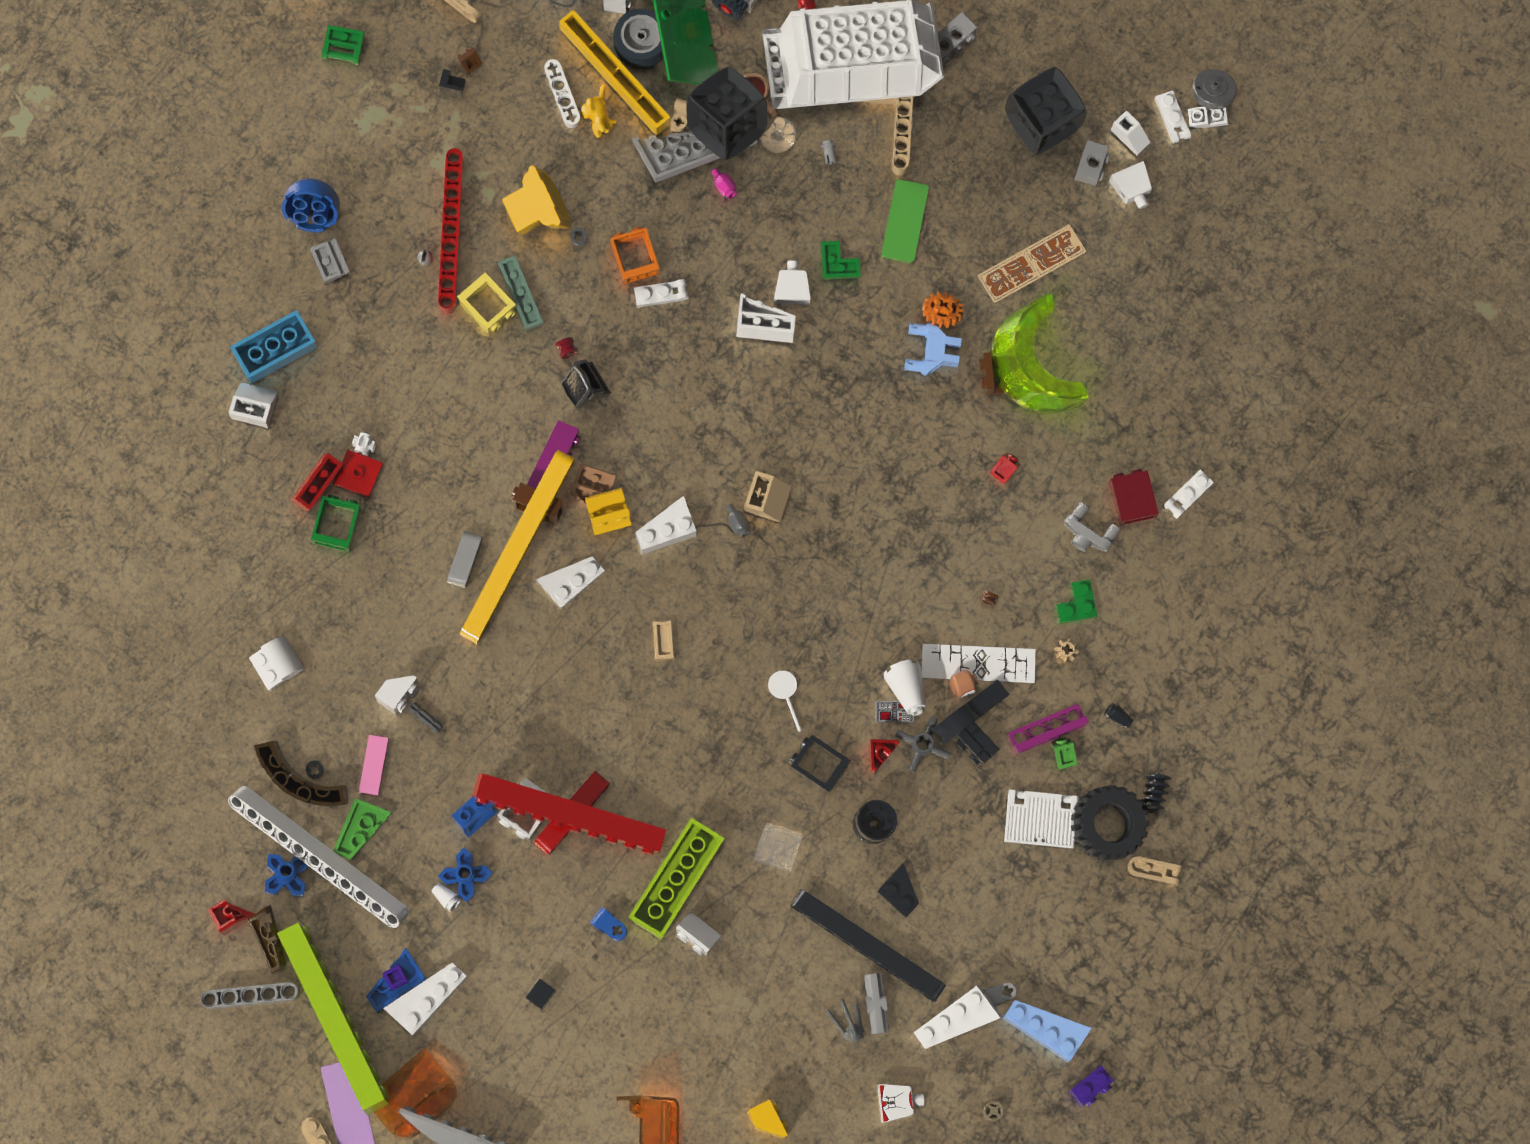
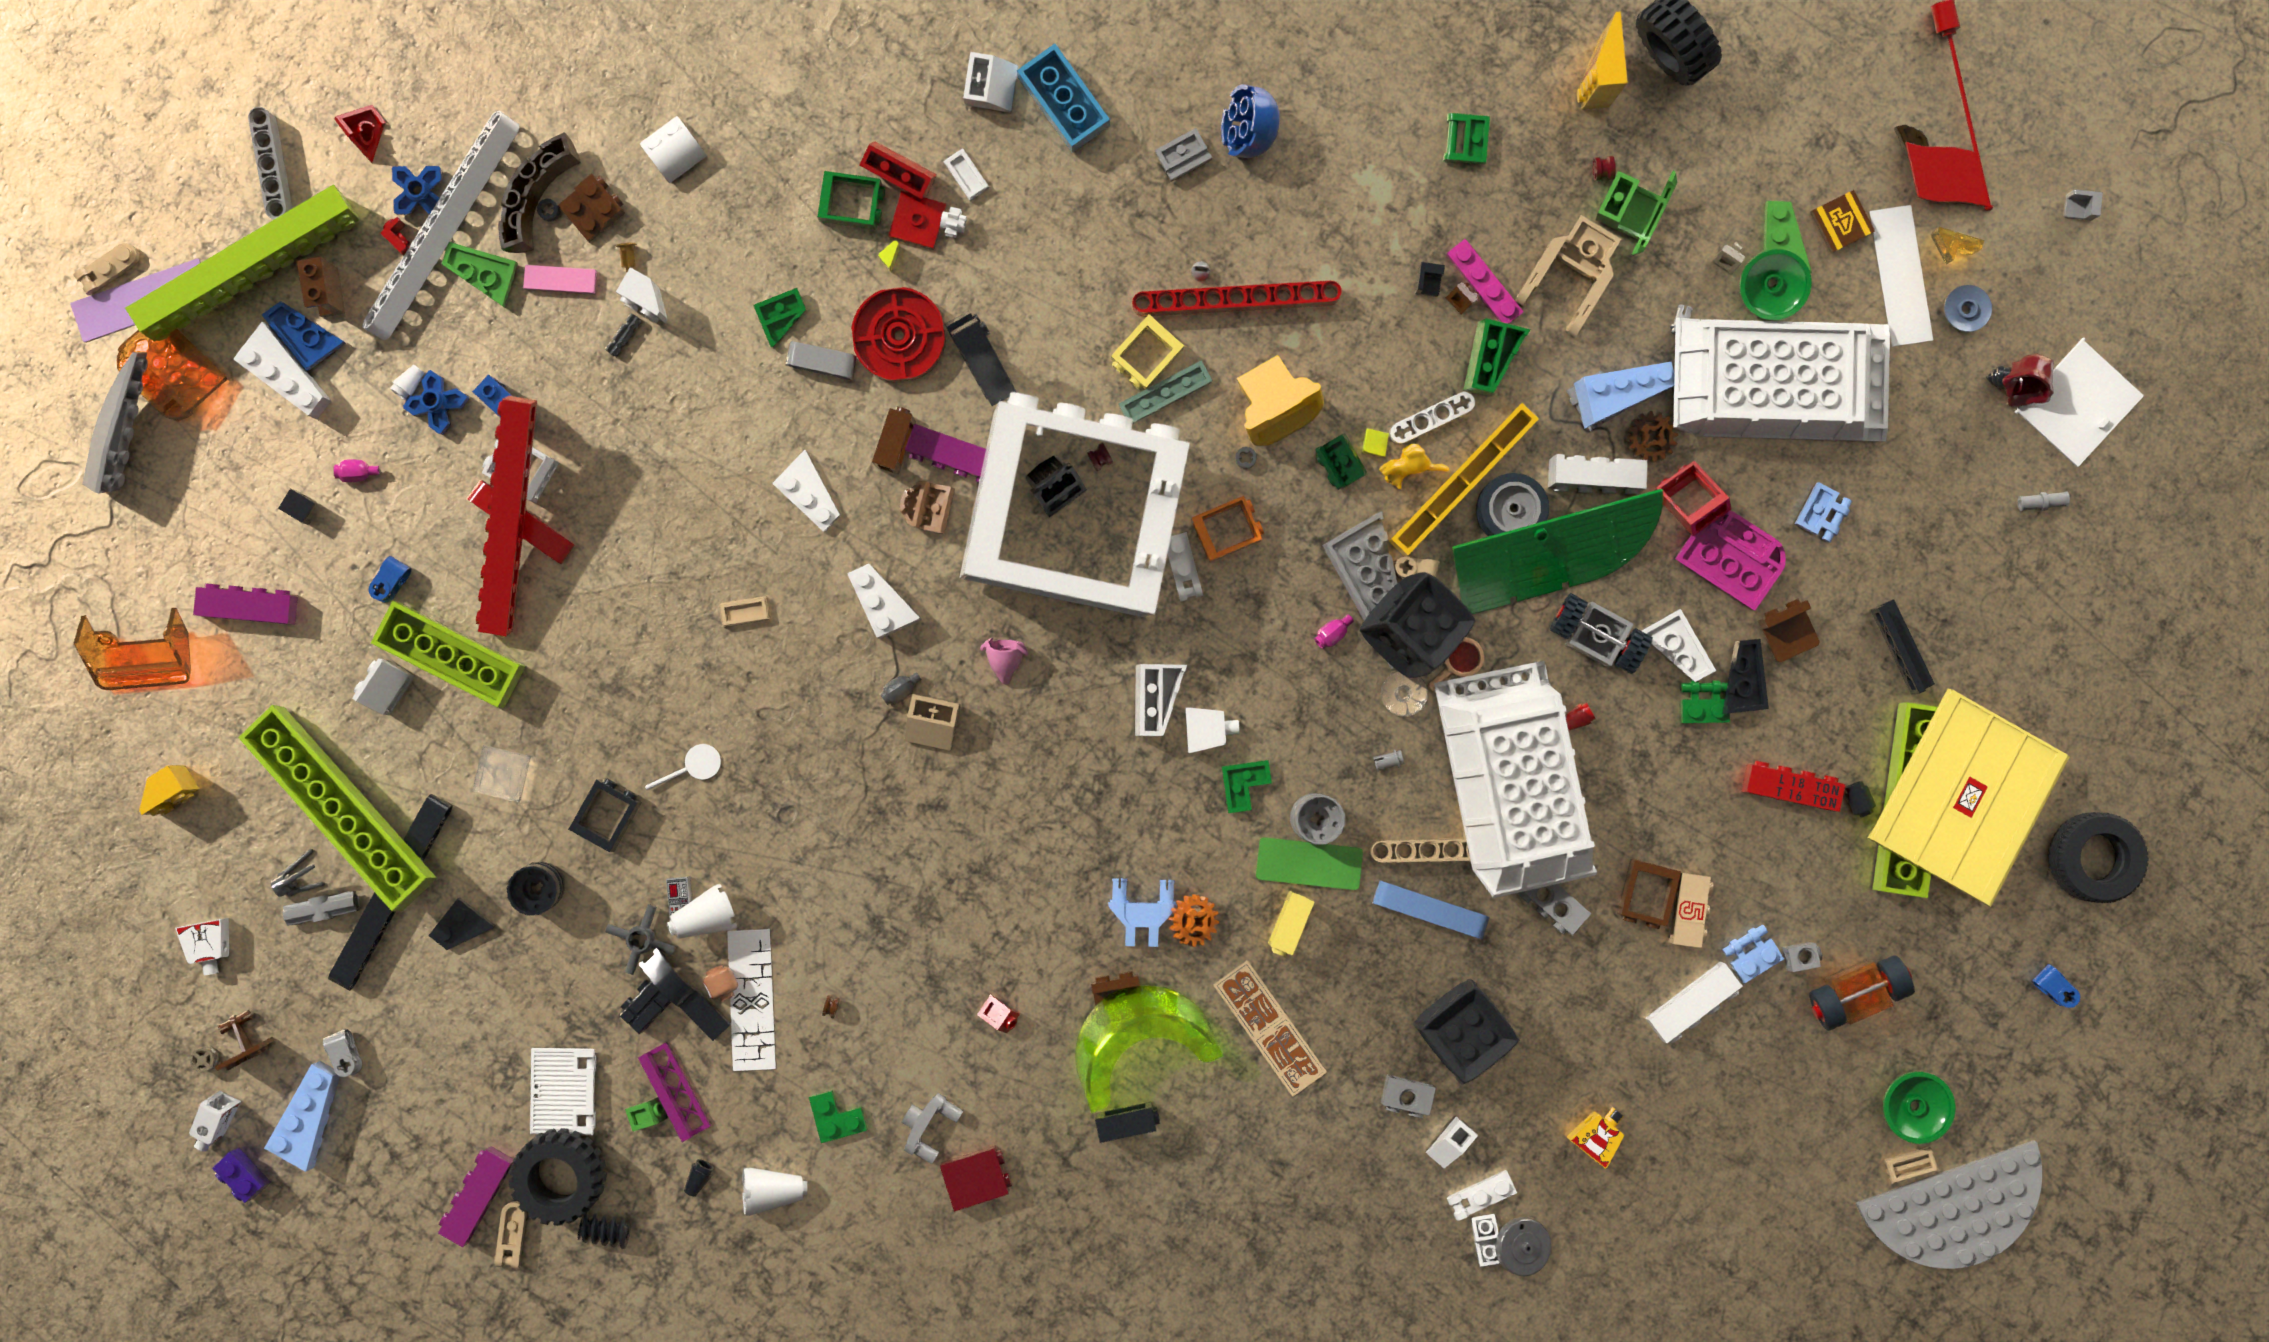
camera: 90 degrees right, 10 degrees up
(266, 932) = (341, 176): dark brown wing -> none
(316, 733) = (592, 207): none -> reddish brown plate
(325, 432) = (966, 174): none -> white tile
(326, 896) = (391, 232): none -> red bracket
(360, 708) = (627, 255): none -> pearl gold piece
(360, 956) = (321, 286): none -> reddish brown panel
(385, 497) = (889, 255): none -> neon yellow slope
(395, 977) = (303, 332): dark purple tile -> none
(422, 589) = (779, 314): none -> green wing
(450, 477) = (896, 311): none -> red piece
(459, 43) = (1484, 282): none -> dark pink plate
(477, 427) = (972, 342): none -> black wedge
(515, 946) = (354, 470): none -> dark pink plant
(517, 546) = (833, 420): yellow beam -> none
(518, 42) = (1491, 354): none -> green wedge
(577, 138) = (1375, 442): none -> neon yellow slope
(589, 416) = (995, 491): none -> white door
(590, 163) = (1340, 462): none -> dark green bracket
(608, 511) = (895, 527): yellow bracket -> none
(619, 1046) = (245, 605): none -> magenta brick
(720, 435) = (1004, 657): none -> bright pink hat
(794, 976) = (337, 808): none -> lime brick
(876, 199) = (1329, 825): none -> light grey wheel
(879, 751) = (626, 887): red slope -> none
(948, 132) = (1431, 909): none -> medium blue beam
(951, 235) = (1290, 924): none -> light yellow window
(960, 1017) = (306, 1011): white wedge -> none
(995, 1079) = (235, 1022): none -> reddish brown plate
(1039, 1101) = (213, 1119): none -> white torso
(1061, 653) = (768, 1111): tan gear -> none
(1097, 374) = (1126, 1121): none -> black window
(1121, 894) = (476, 1196): none -> magenta brick
(1132, 184) = (1384, 1150): white torso -> none
(1132, 659) = (770, 1190): none -> white cone
(1133, 26) = (1599, 1136): none -> torso
(1188, 493) = (988, 1247): white plate -> none

